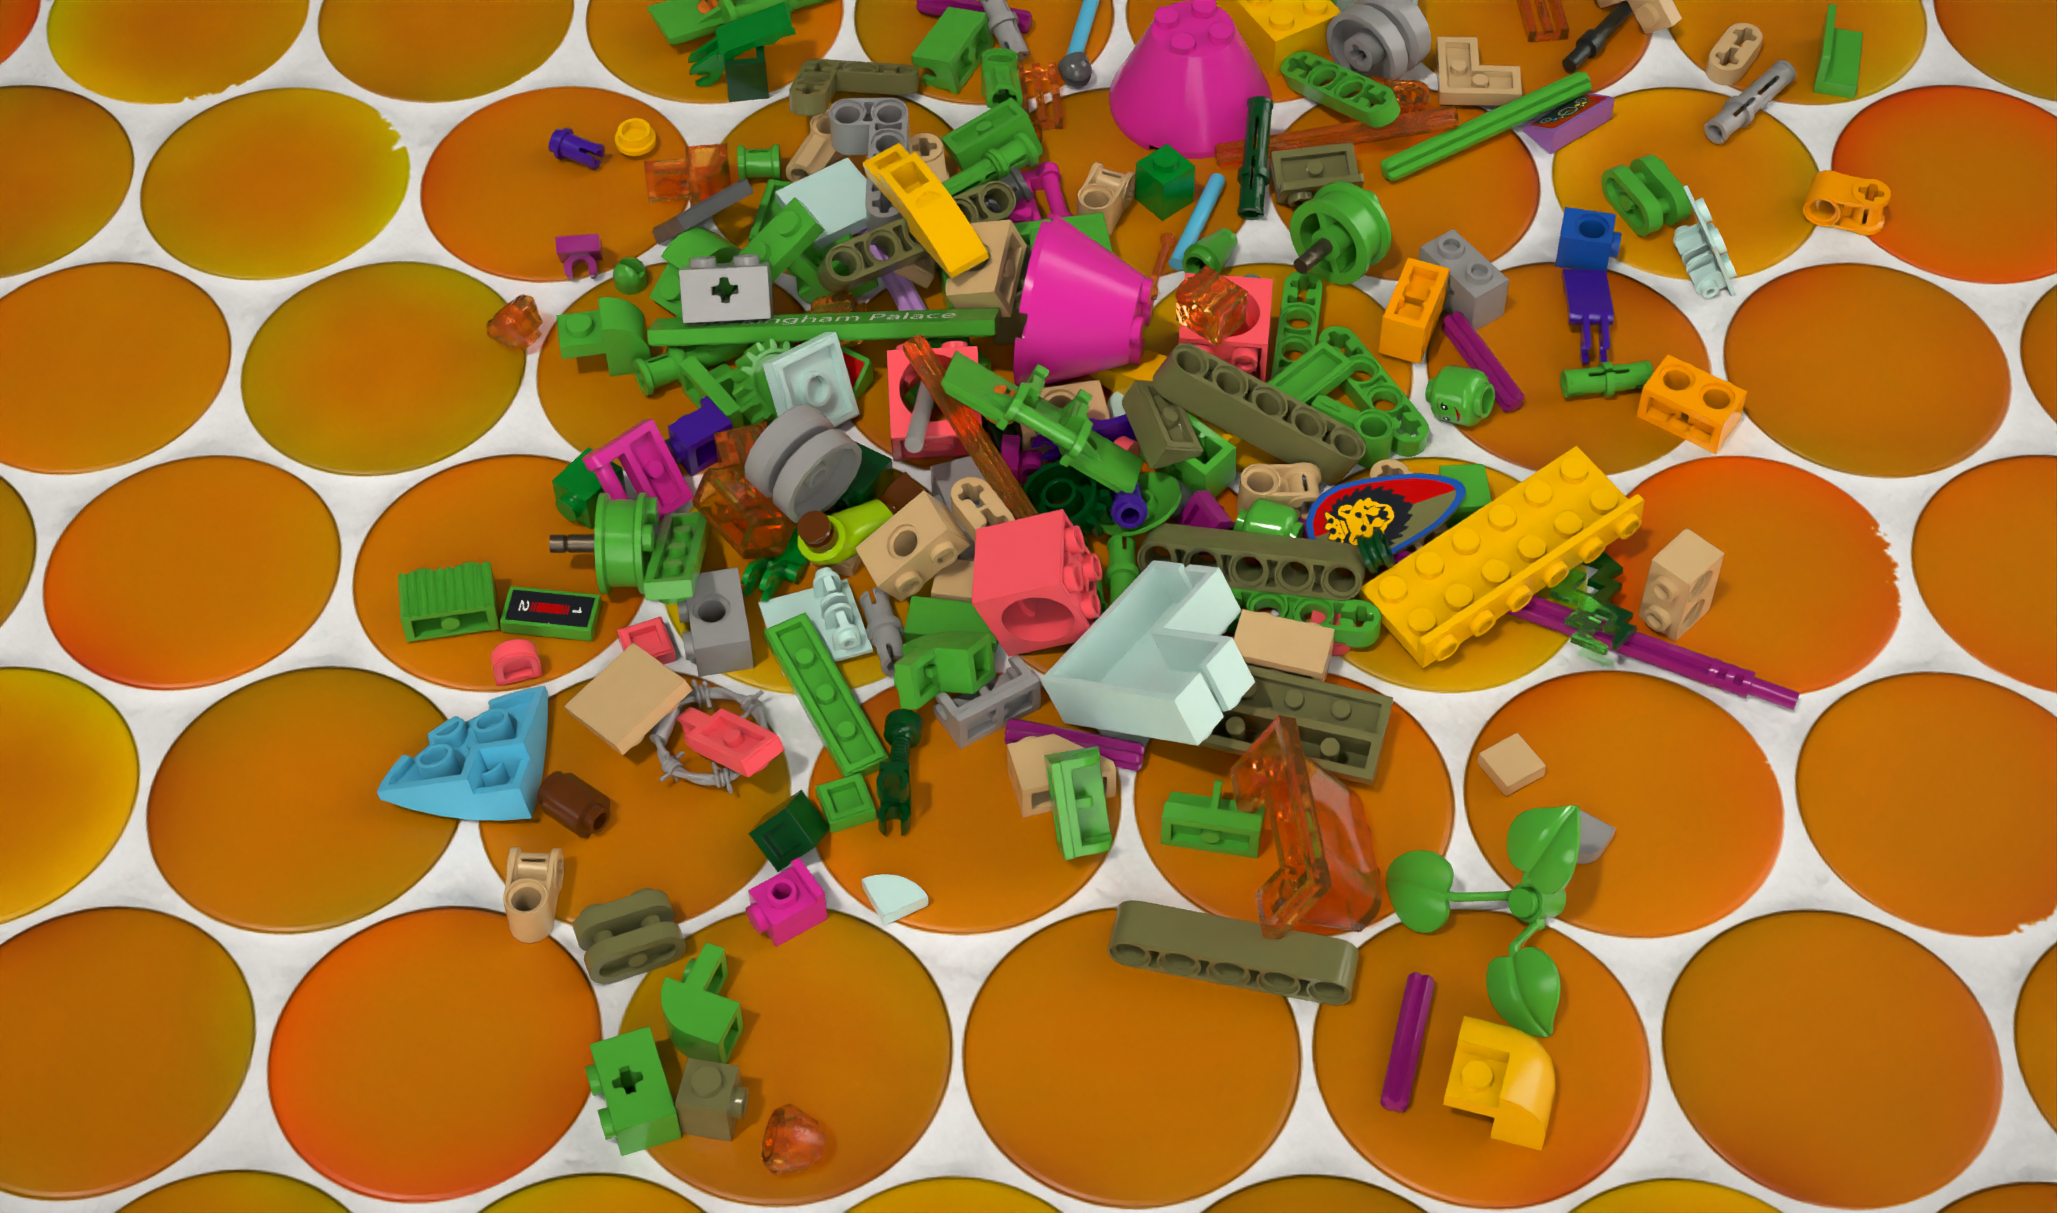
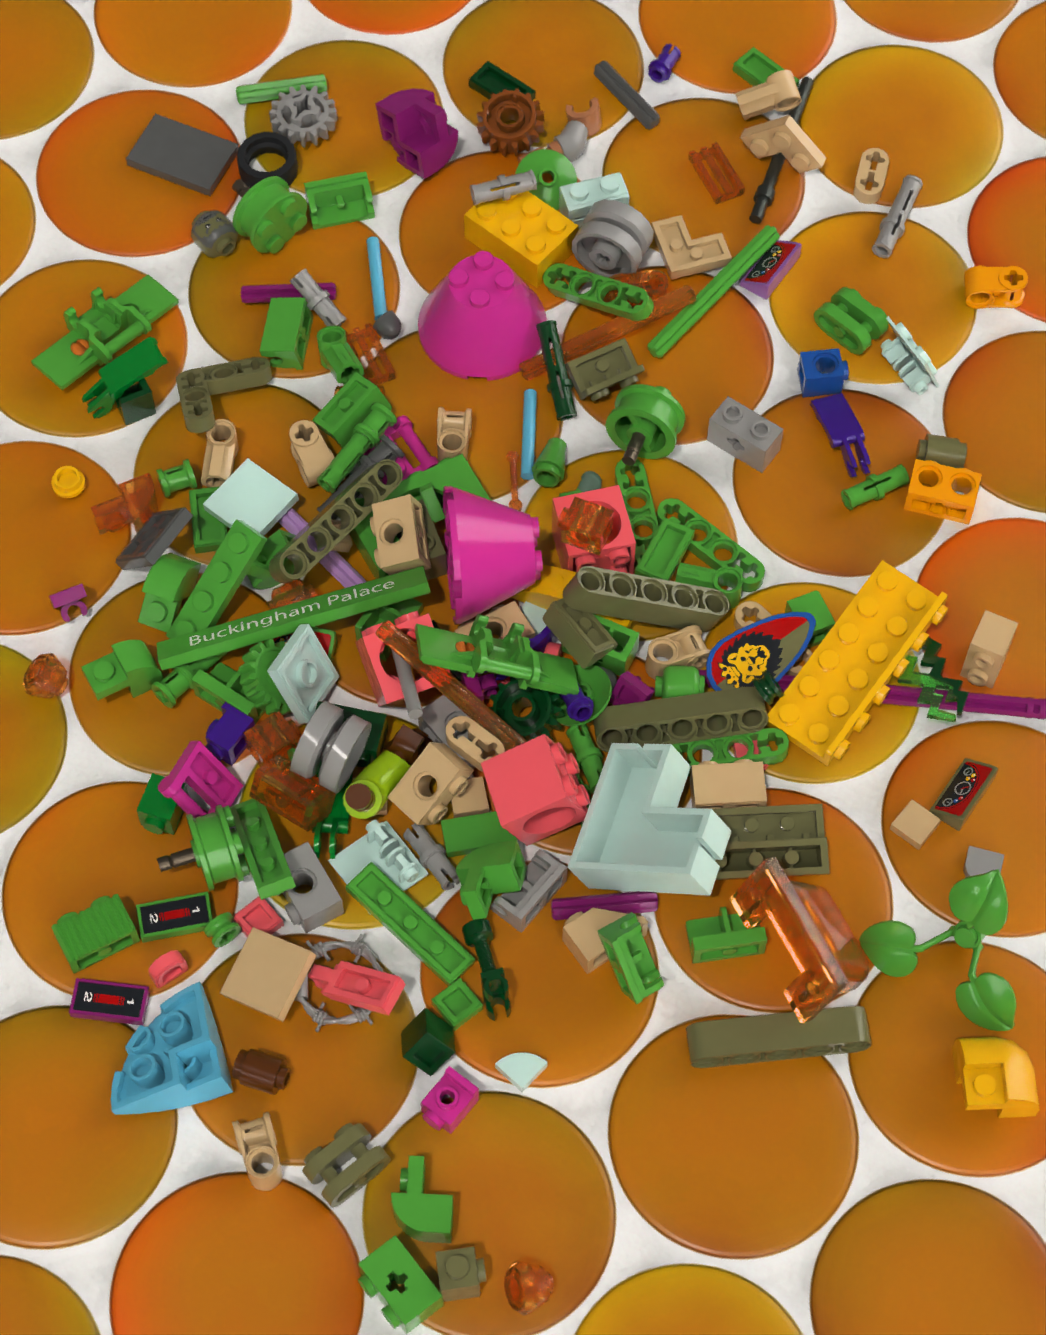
camera: 20 degrees left, 10 degrees up
(433, 681) = (109, 1001): none -> tile
(567, 145) = (23, 505): dark purple pin -> none
(598, 639) = (222, 929): none -> bright green bush
(630, 276) = (114, 611): bright green hinge -> none
(706, 304) = (227, 612): light grey brick -> none
(868, 129) = (285, 467): light grey beam -> none
(927, 208) = (343, 502): yellow slope -> none
(1164, 182) = (495, 409): green brick -> none
(1407, 1042) = (920, 1065): magenta axle -> none
(1413, 310) = (721, 472): light orange brick -> none
(1460, 395) = (777, 533): bright green head -> none
(1481, 358) = (781, 497): magenta axle -> none
(1591, 746) = (963, 792): none -> slope
(1709, 357) = (942, 449): none -> olive brick
(1837, 59) = (946, 160): bright green panel -> none

